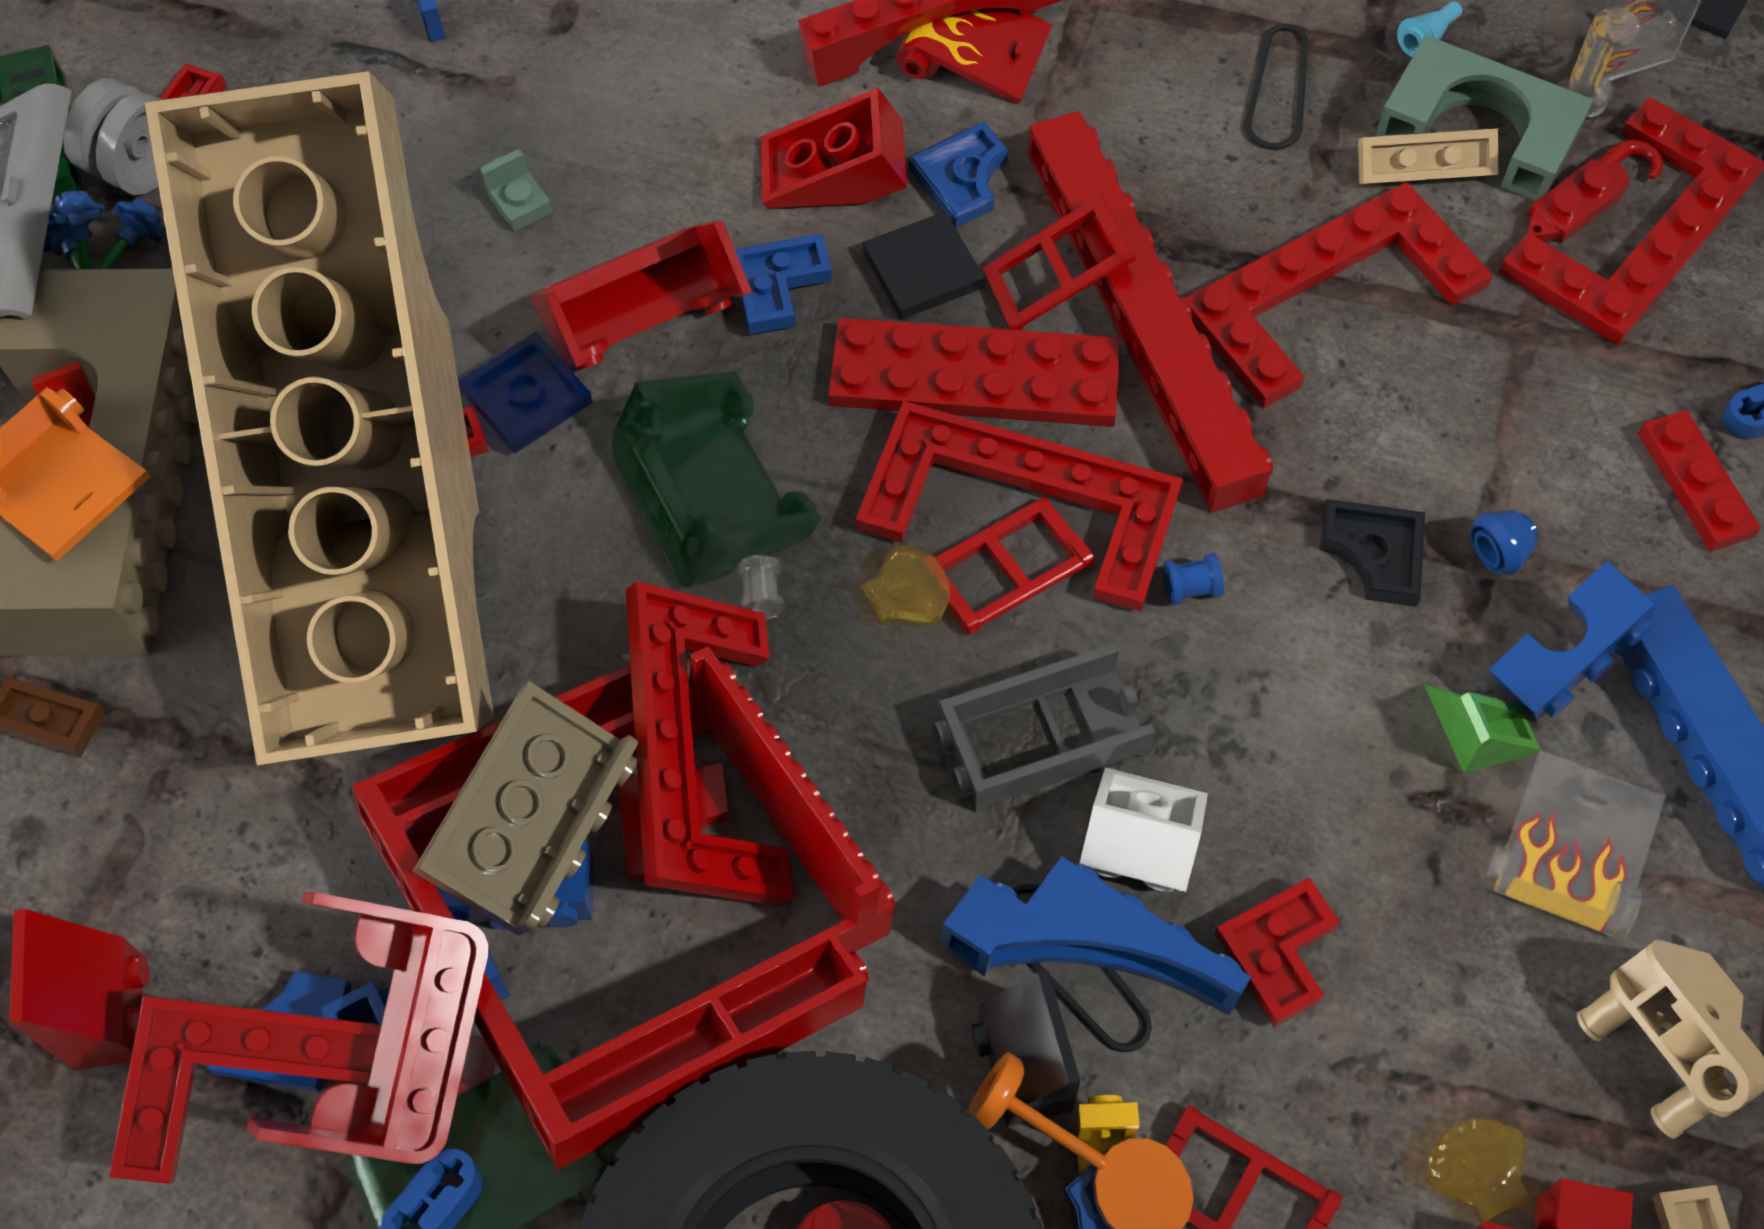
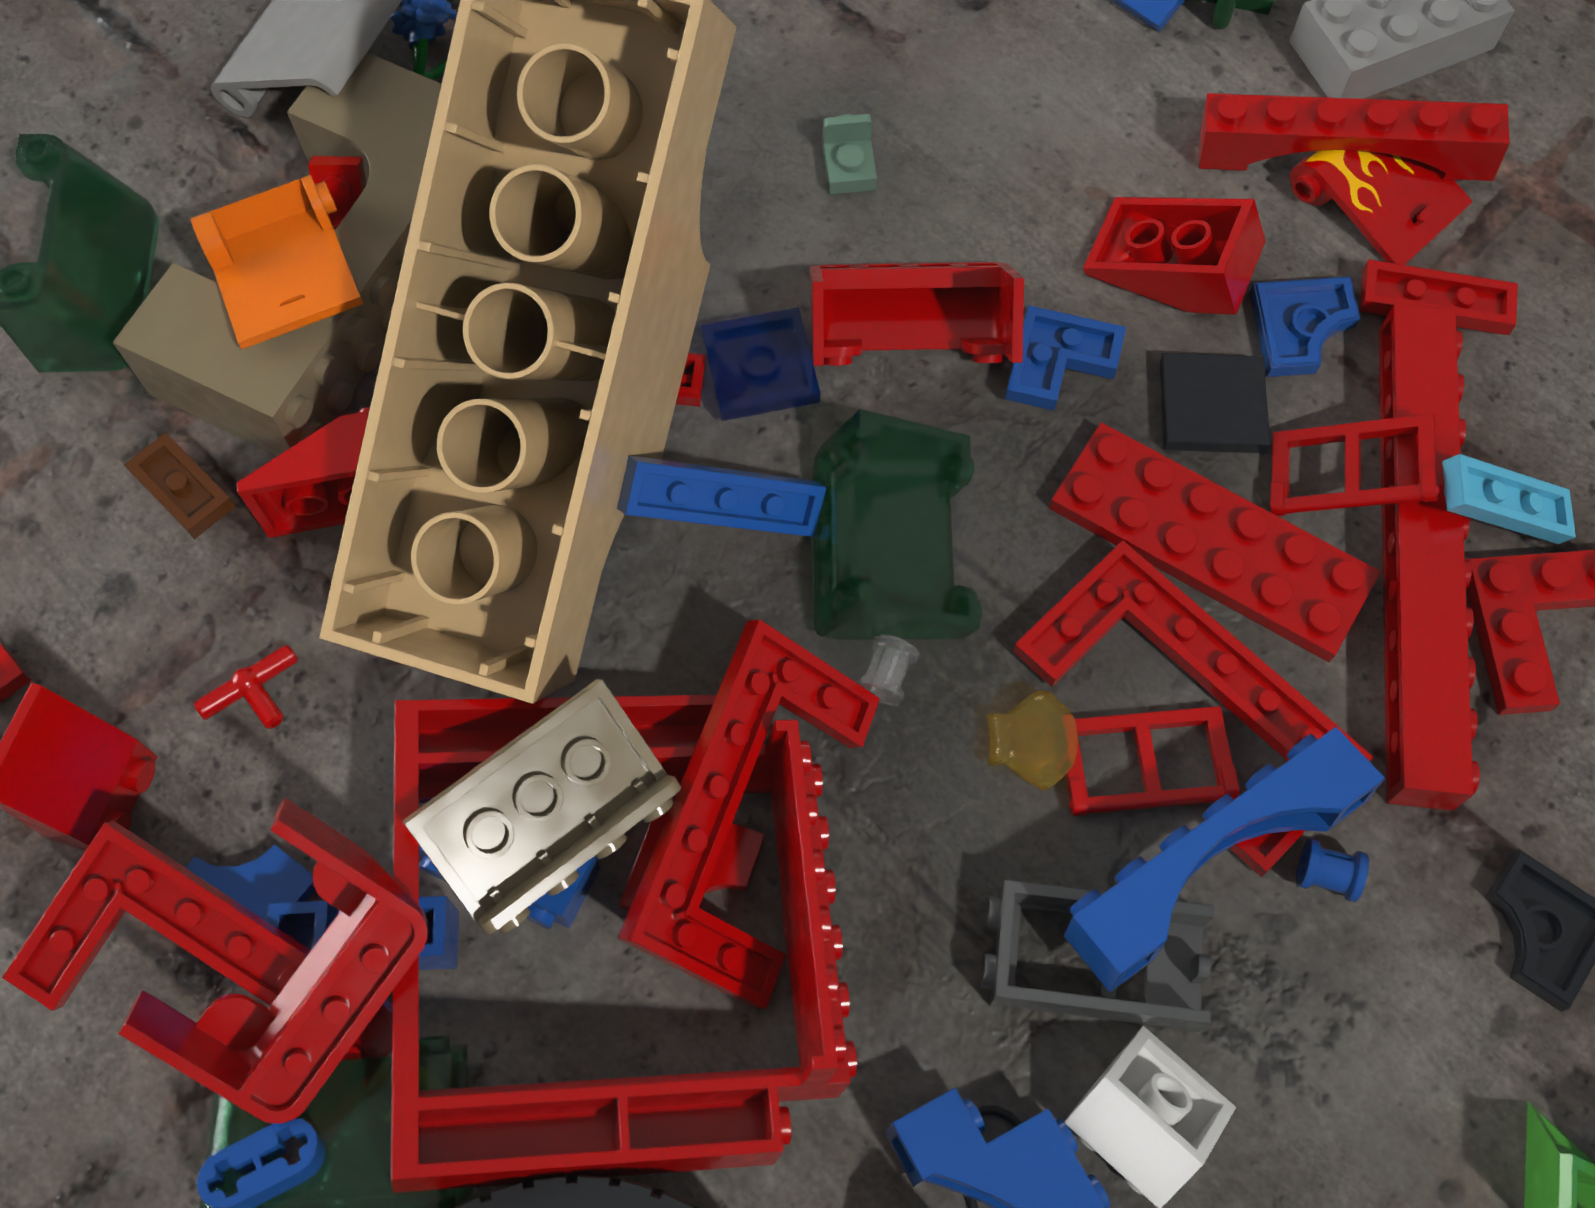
camera: 25 degrees right, 5 degrees up
(182, 646) = (308, 482): none -> red slope
(198, 853) = (248, 683): none -> red piece
(549, 505) = (720, 497): none -> blue plate
(1055, 679) = (1310, 792): none -> blue arch
(1096, 98) = (1477, 301): none -> red plate
(1190, 237) = (1508, 499): none -> medium azure plate

